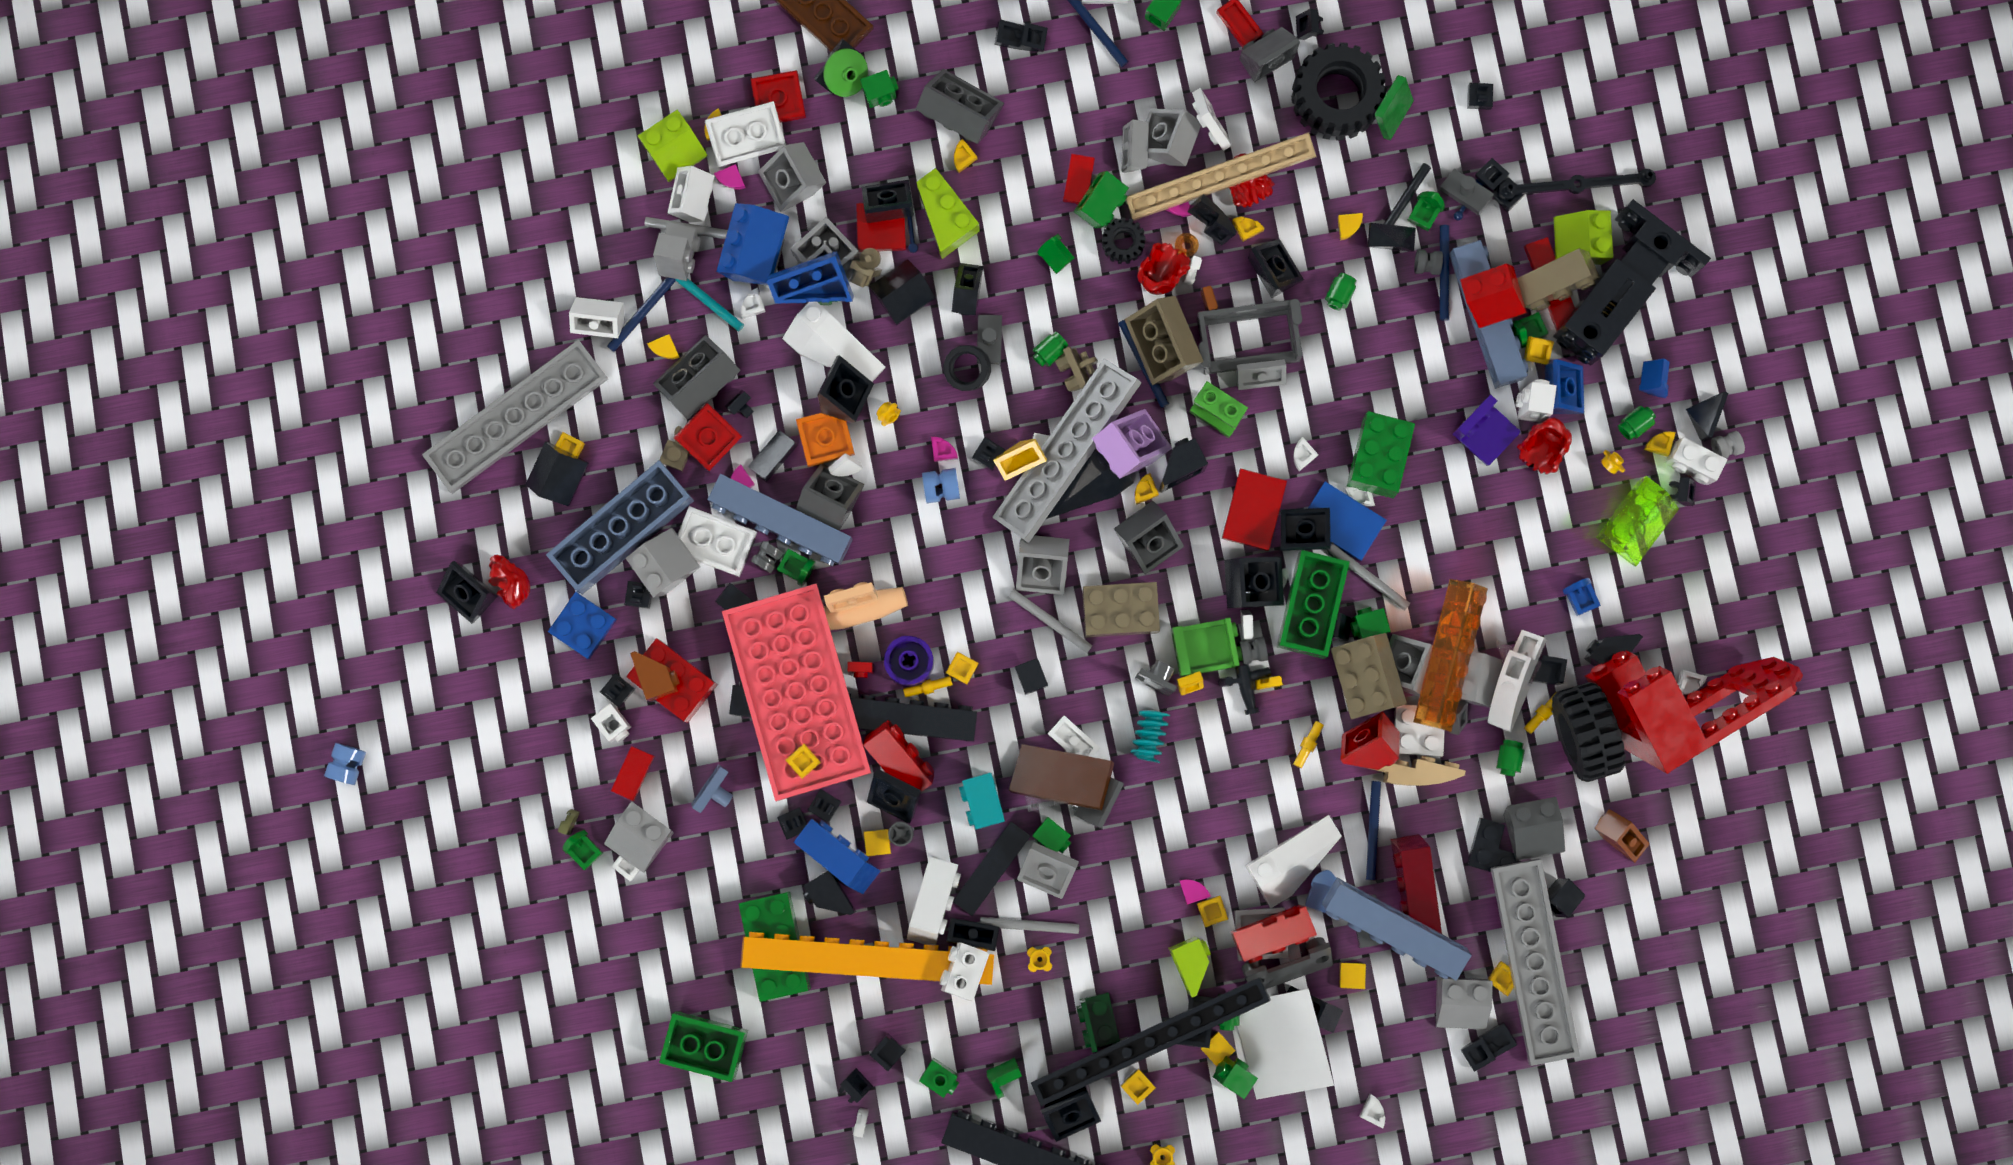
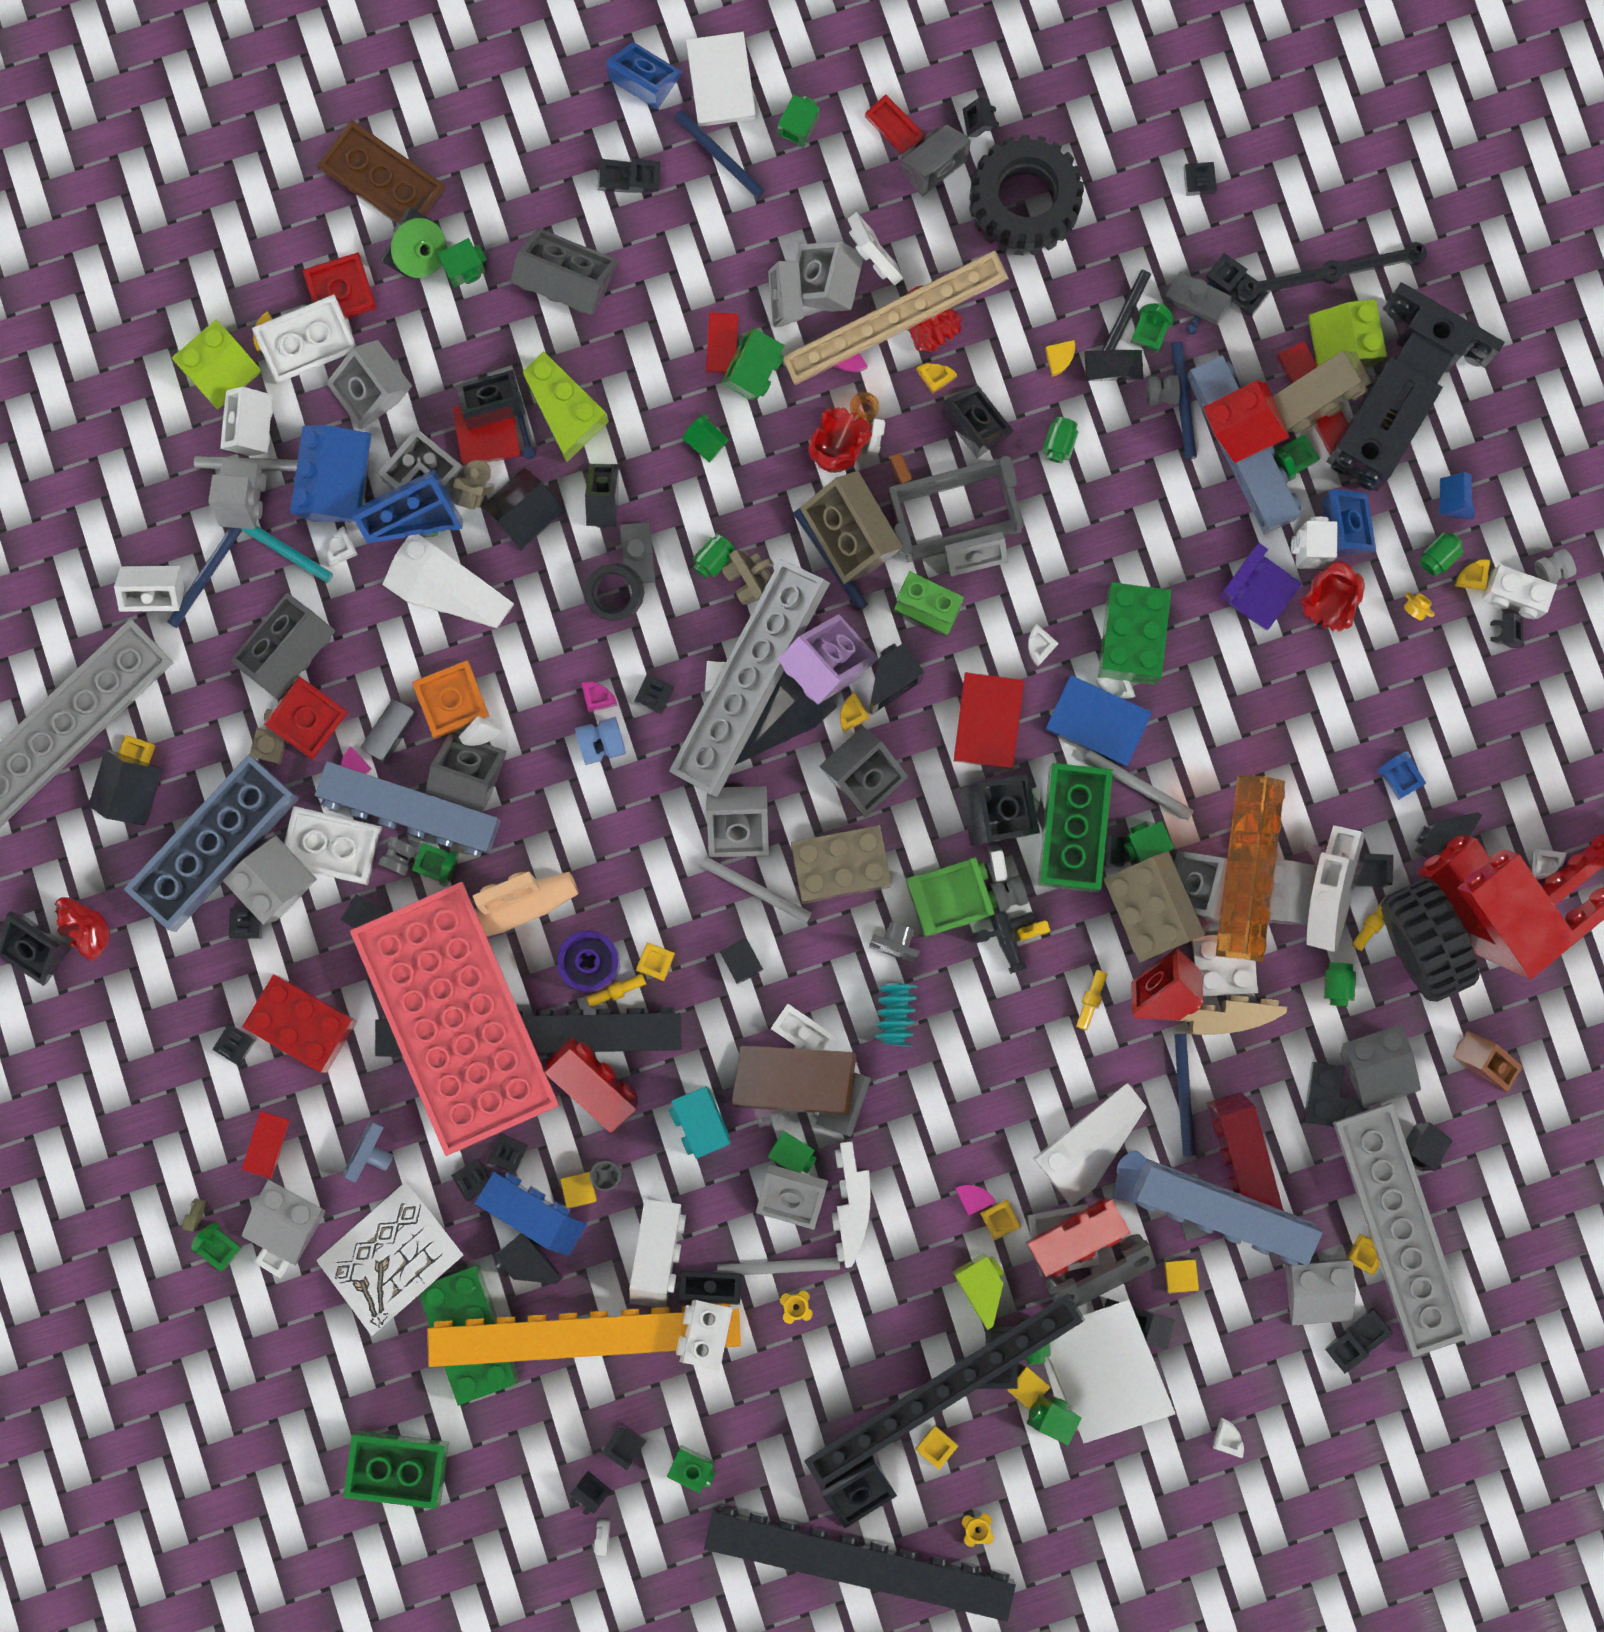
camera: 10 degrees left, 0 degrees up
(582, 625) = (180, 970): blue plate -> none
(603, 721) = (221, 1085): white brick -> none
(654, 677) = (277, 1023): dark orange slope -> none
(664, 347) = (238, 614): yellow tile -> none
(719, 877) = (389, 1258): none -> white sticker
(730, 178) = (293, 395): dark pink tile -> none
(738, 403) = (338, 671): black tile -> none
(803, 761) = (473, 1102): yellow tile -> none
(844, 391) = (466, 640): black slope -> none
(860, 669) = (530, 979): red plate -> none
(888, 413) = (524, 660): yellow plate -> none
(893, 796) = (590, 1130): black tile -> none
(963, 156) = (577, 332): yellow tile -> none
(991, 868) = (723, 1203): black tile -> none
(1002, 1075) = (769, 1455): green tile -> none
(1019, 458) = (693, 695): yellow slope -> none
(1094, 893) = (854, 1216): none -> white slope
(1099, 1021) = (878, 1372): dark green bracket -> none
(1133, 230) = (786, 393): black tyre -> none
(1190, 683) = (937, 944): yellow tile -> none
(1216, 222) = (898, 375): black slope -> none
(1305, 529) = (1054, 736): black slope -> none
(1394, 107) = (1096, 206): green tile -> none
(1461, 718) = (1273, 942): dark grey plate -> none
(1538, 350) = (1310, 481): yellow tile -> none
(1638, 521) = (1459, 674): clear neon green slope -> none
(1706, 415) = (1525, 533): black slope -> none

